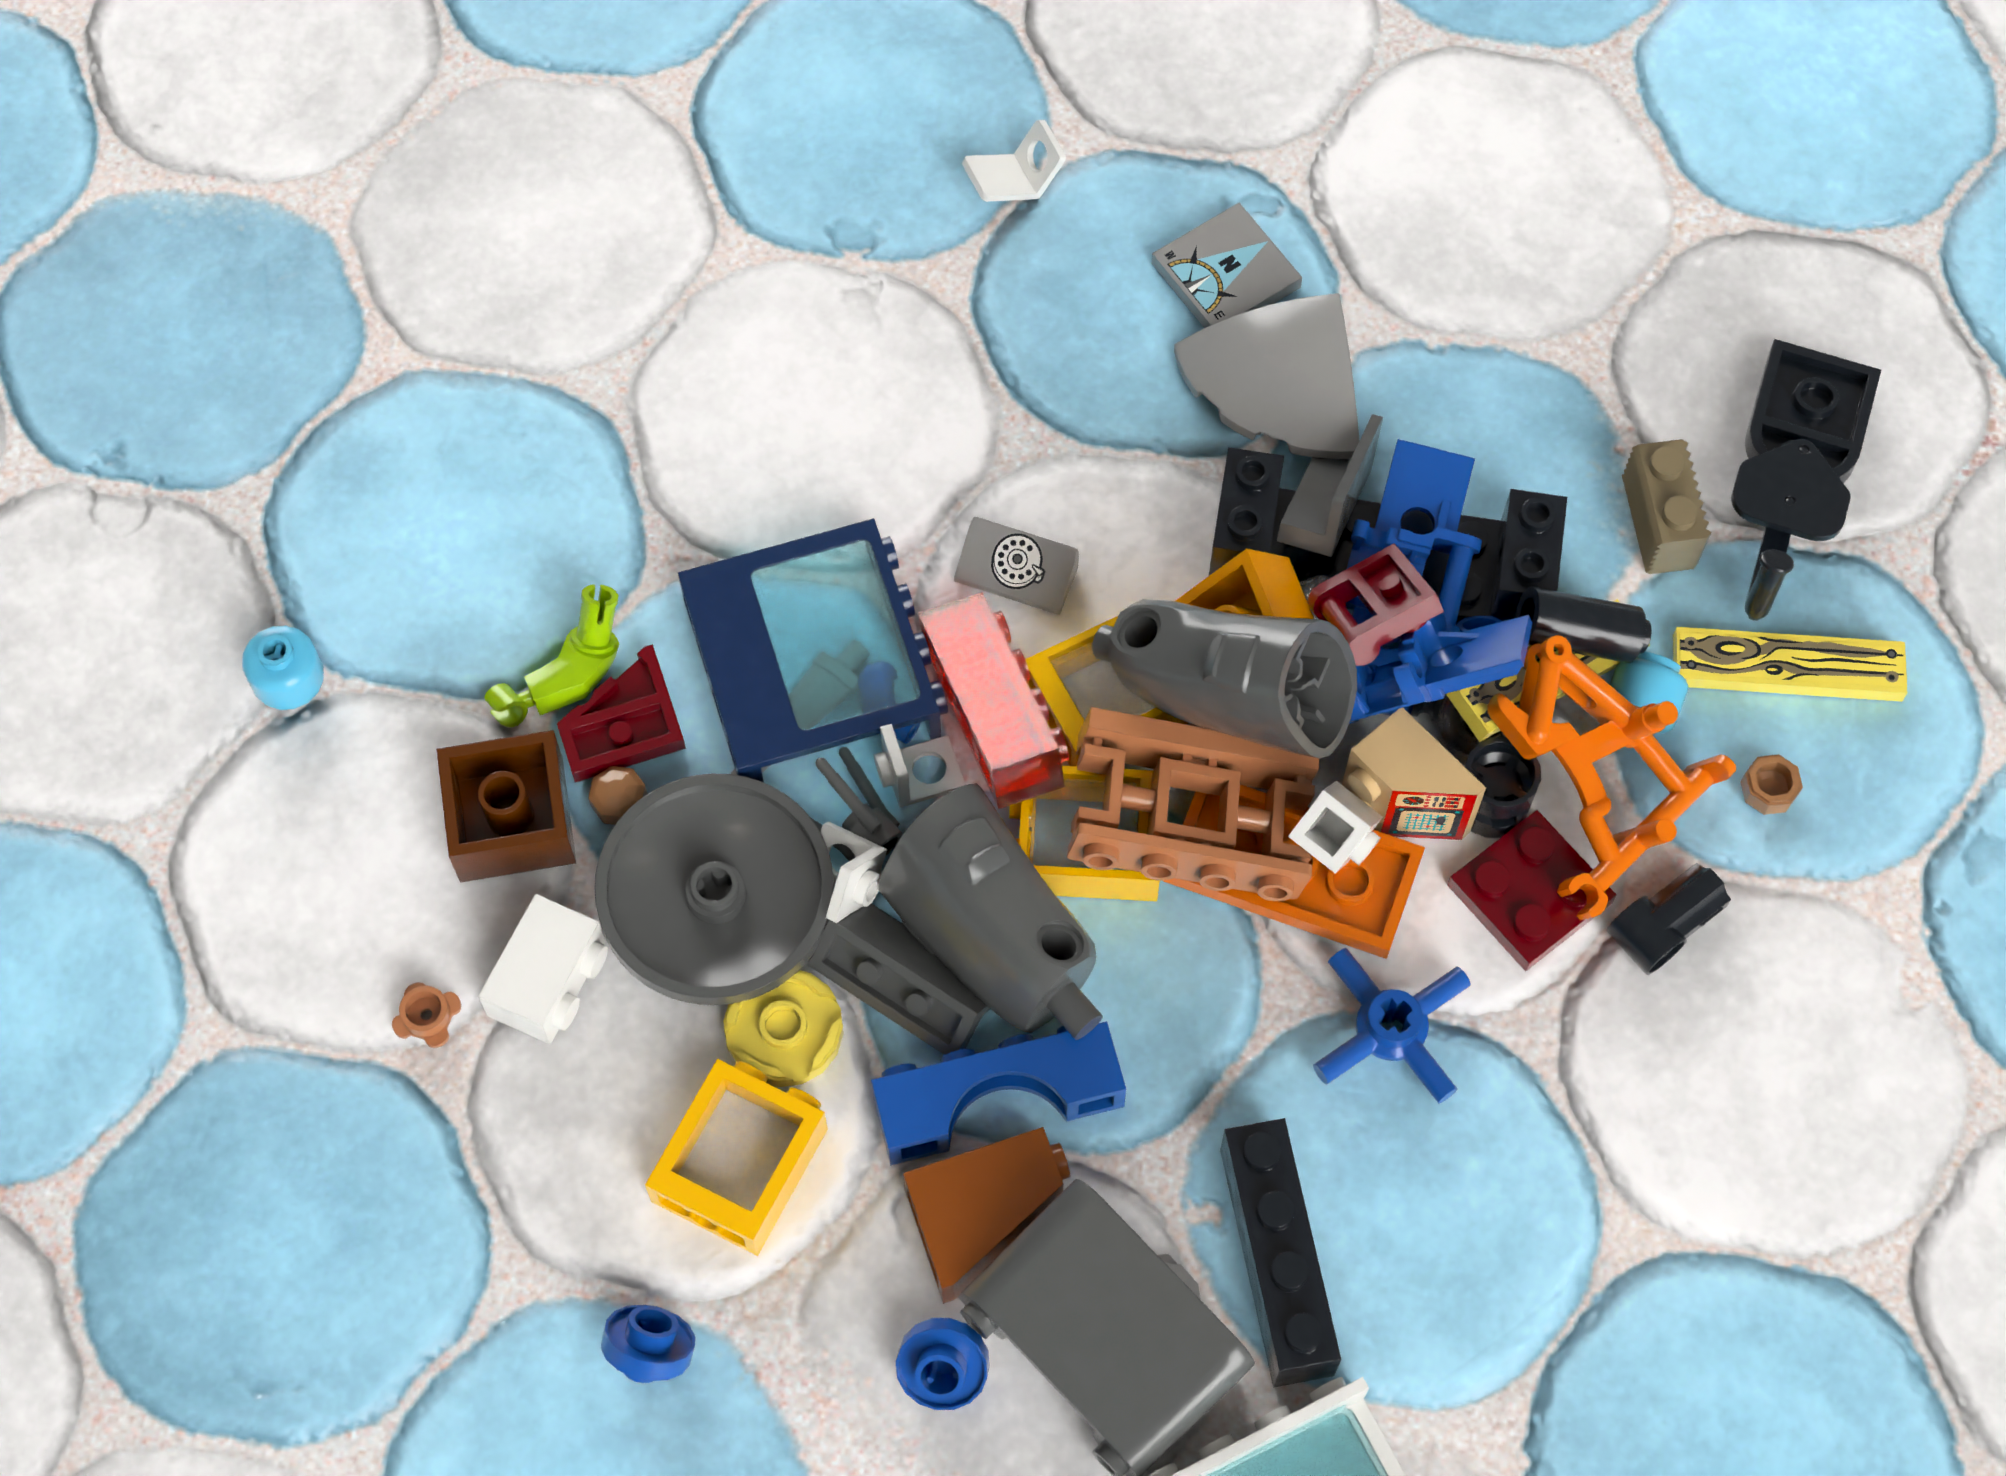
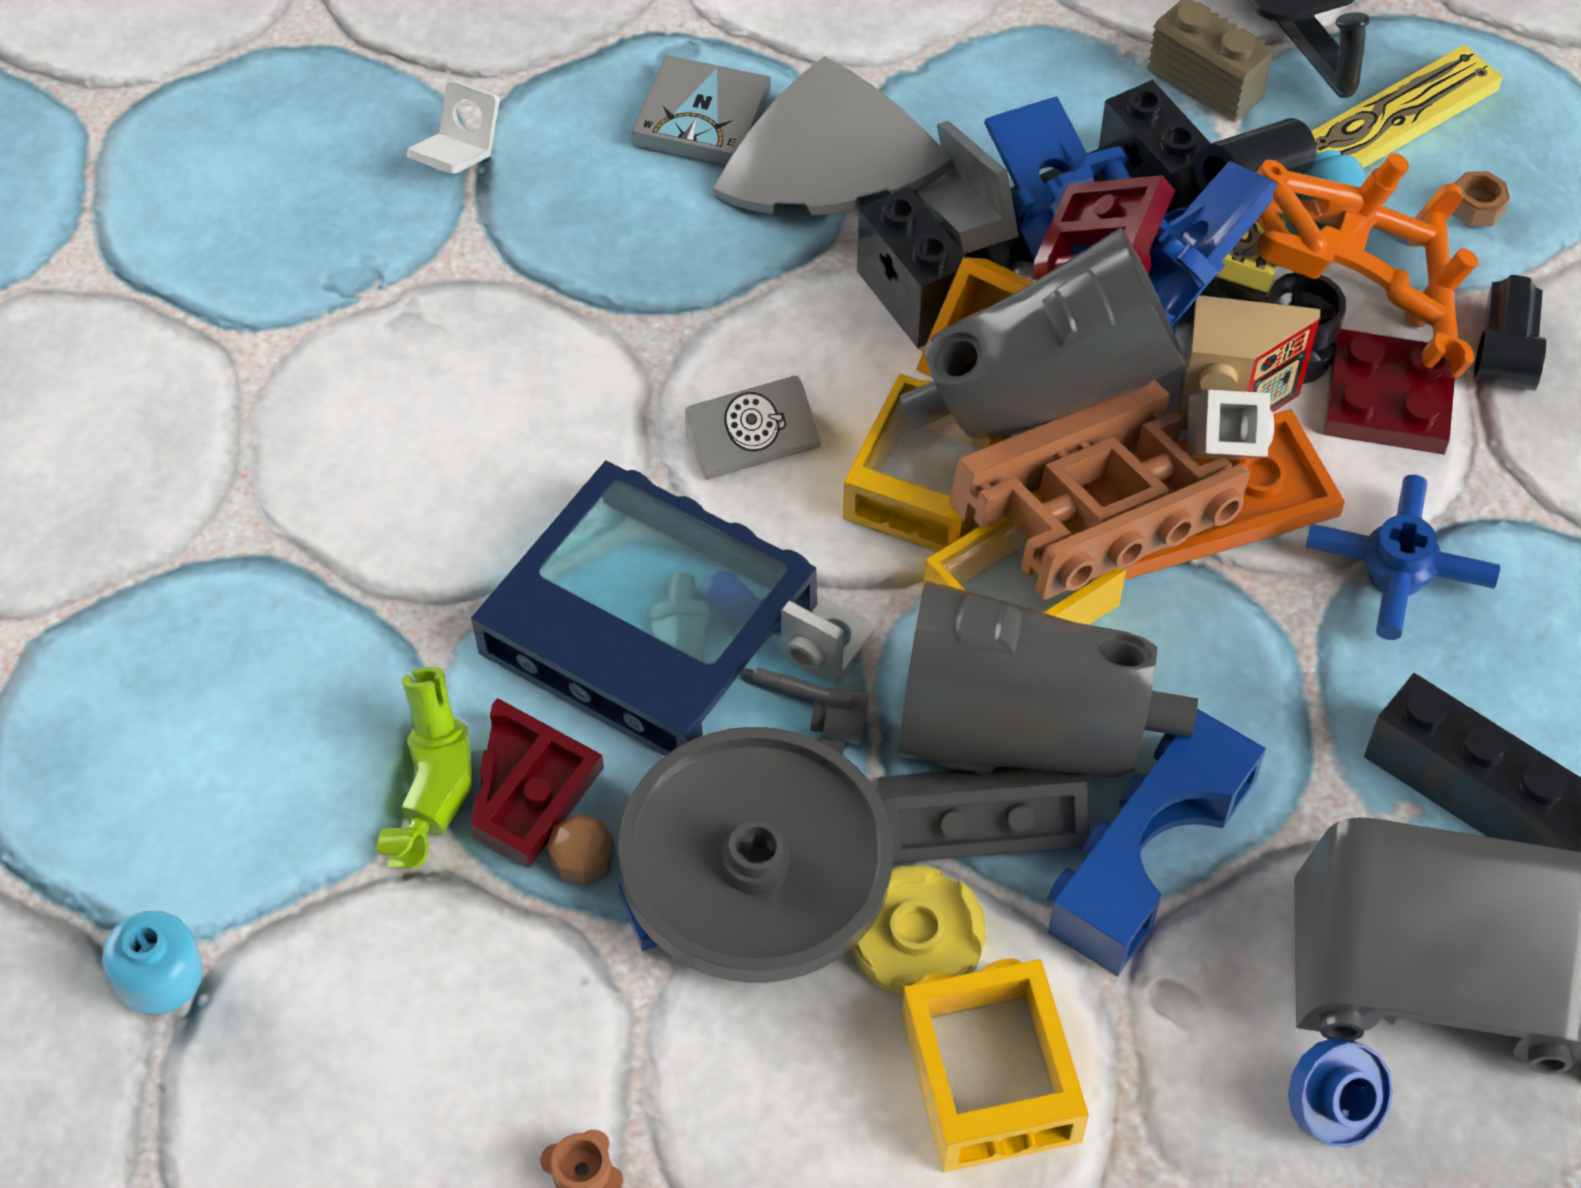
camera: 40 degrees left, 10 degrees down
(506, 806) = (495, 923): reddish brown brick -> none
(544, 969) = (666, 1038): white brick -> none
(858, 879) = (876, 751): white bracket -> none
(981, 1202) = (1236, 943): dark orange slope -> none
(993, 701) = (855, 525): clear red brick -> none

